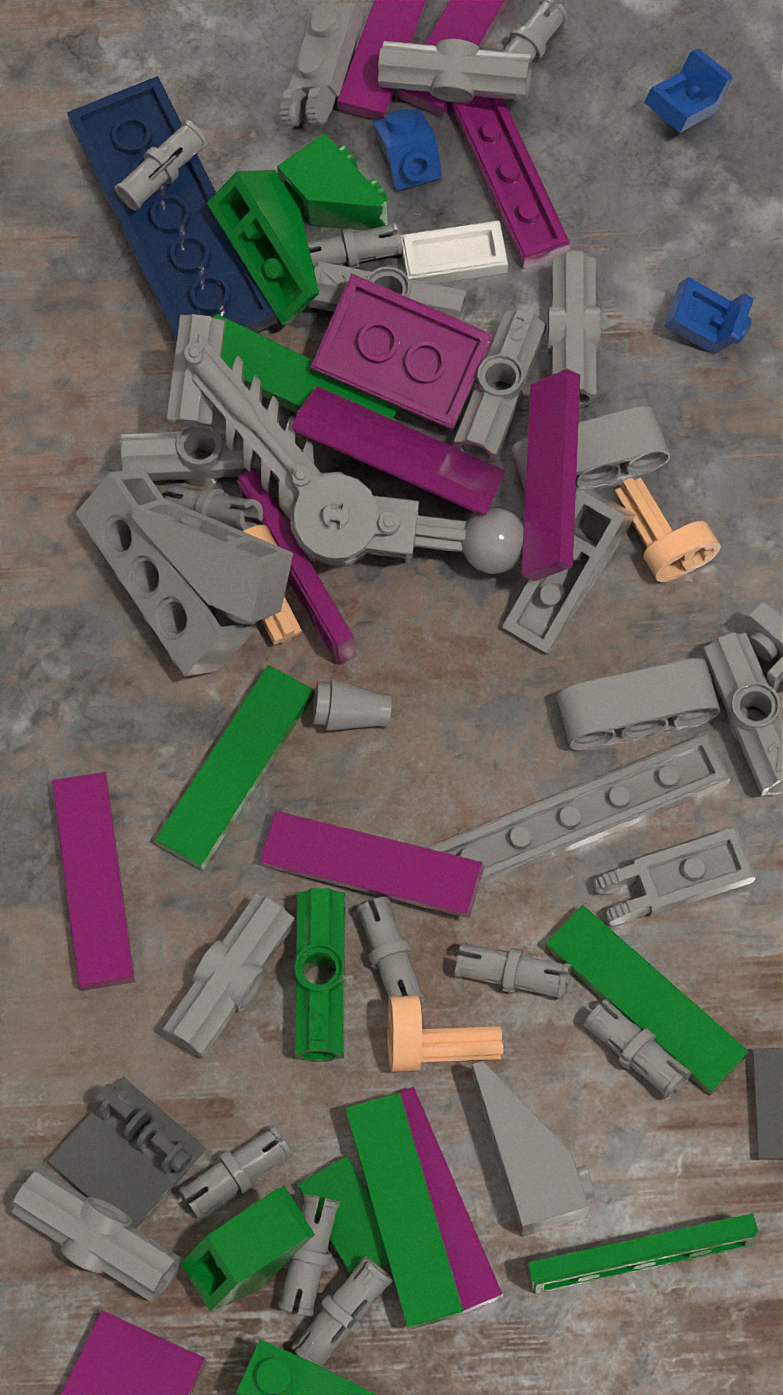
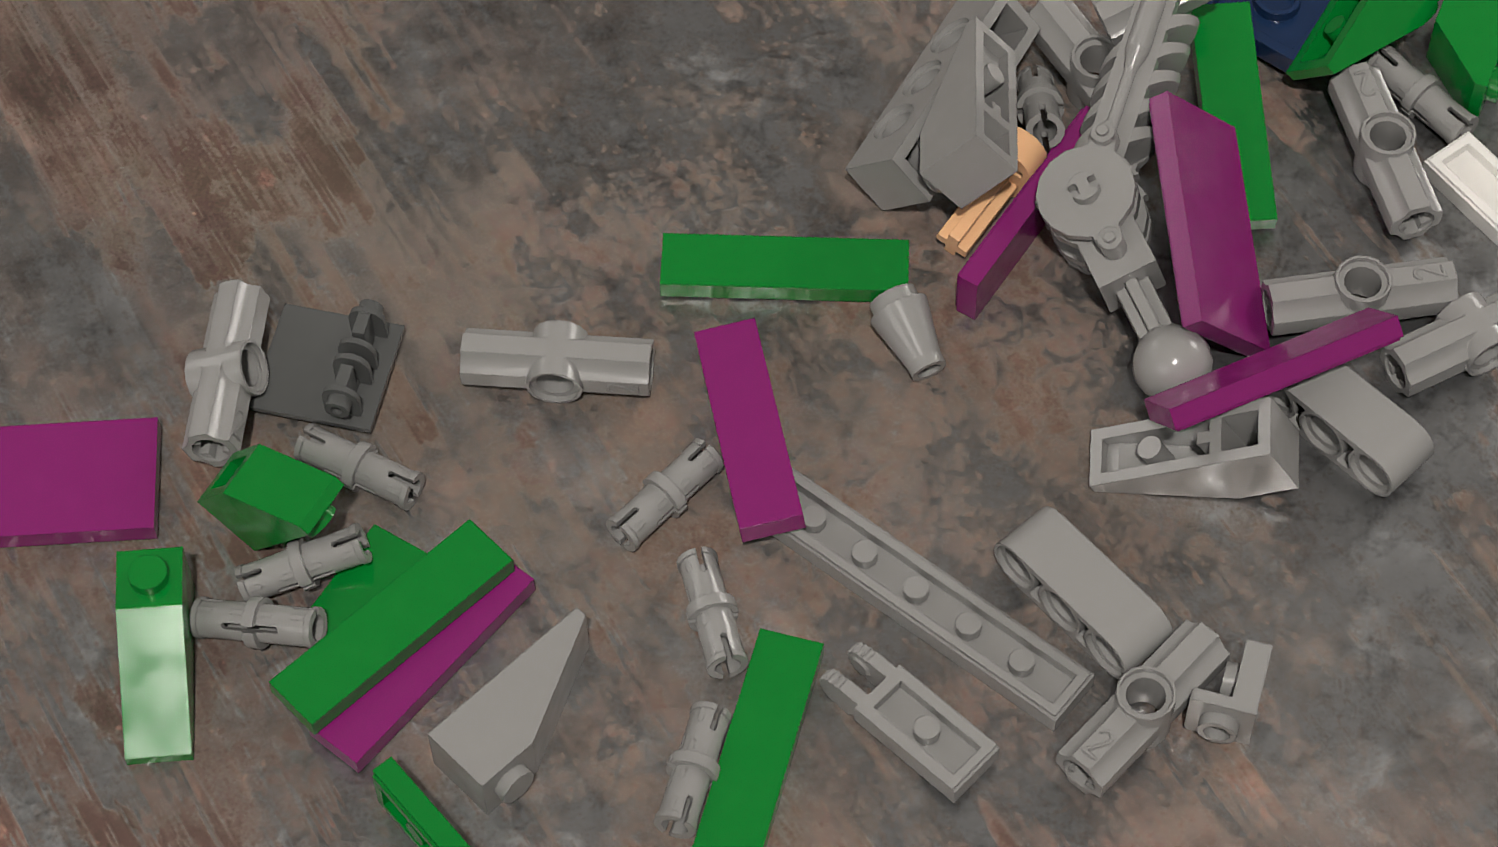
camera: 60 degrees right, 10 degrees down
(93, 881) = (591, 206): magenta tile -> none
(320, 1007) = (572, 455): green piece -> none
(401, 352) = (1326, 180): magenta tile -> none
(411, 1044) = (574, 554): light nougat piece -> none
(668, 551) = (1282, 541): light nougat piece -> none

